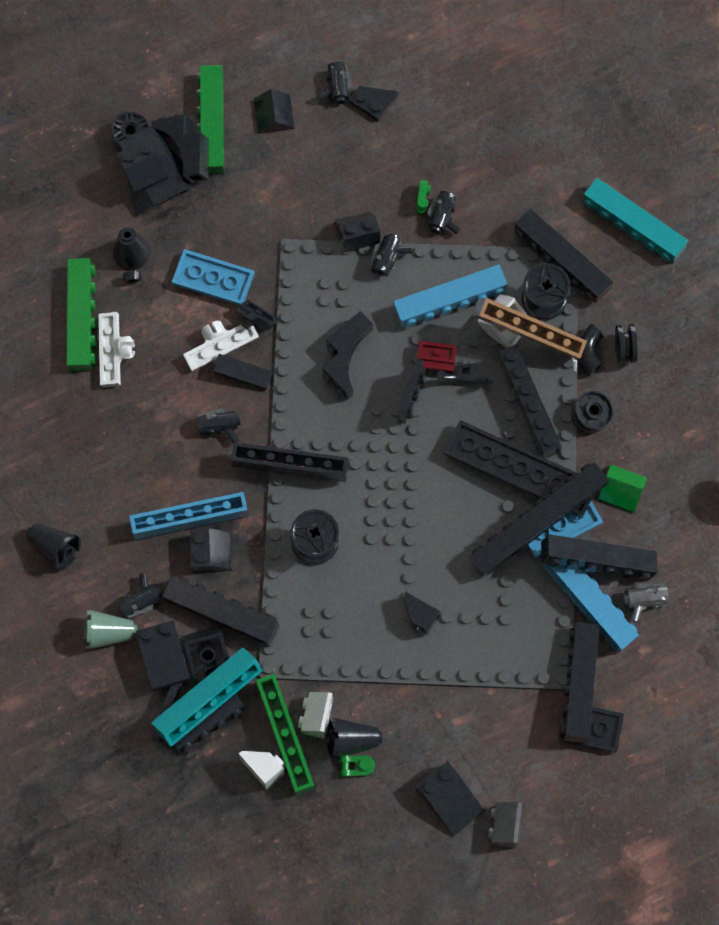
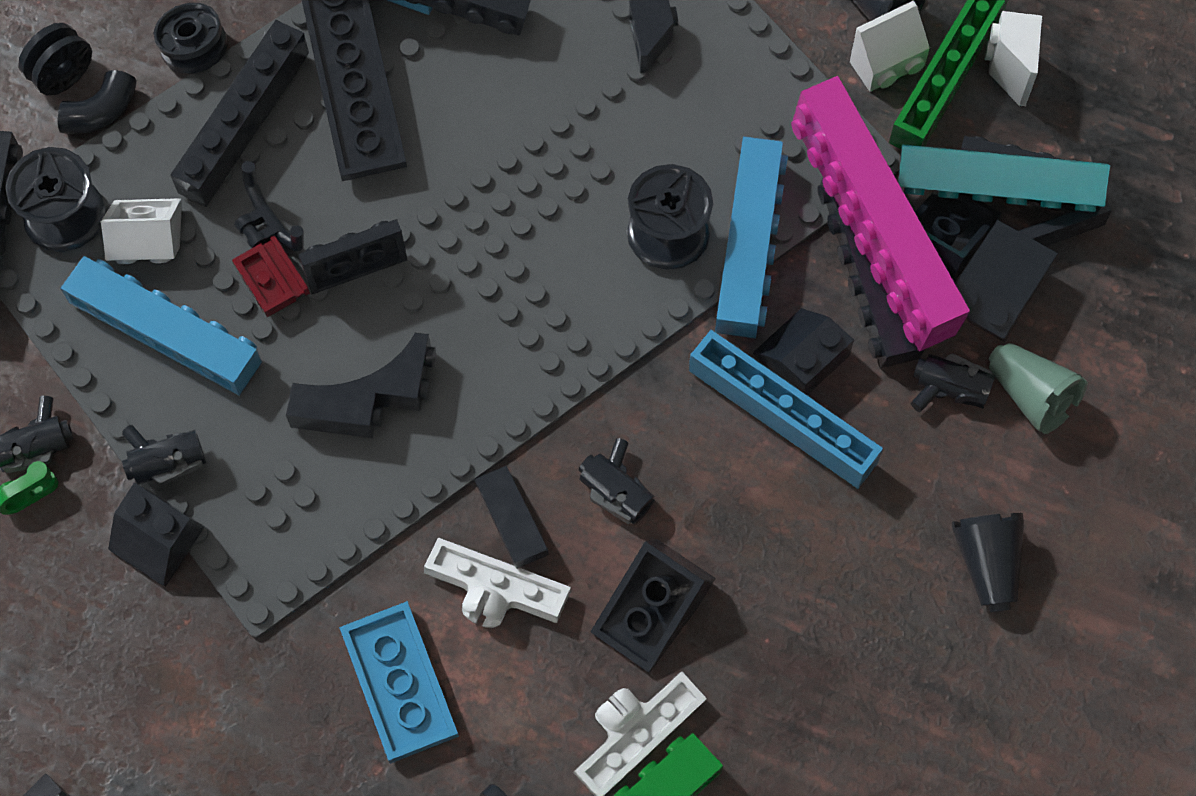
camera: 130 degrees left, 5 degrees down
(156, 397) = (652, 604): none -> black slope
(232, 615) = (878, 214): none -> dark pink brick
(257, 315) = (407, 563): black plate -> none
(279, 569) = (749, 238): none -> dark azure brick
(289, 462) = (593, 334): black brick -> none
(529, 328) = (135, 167): medium nougat brick -> none

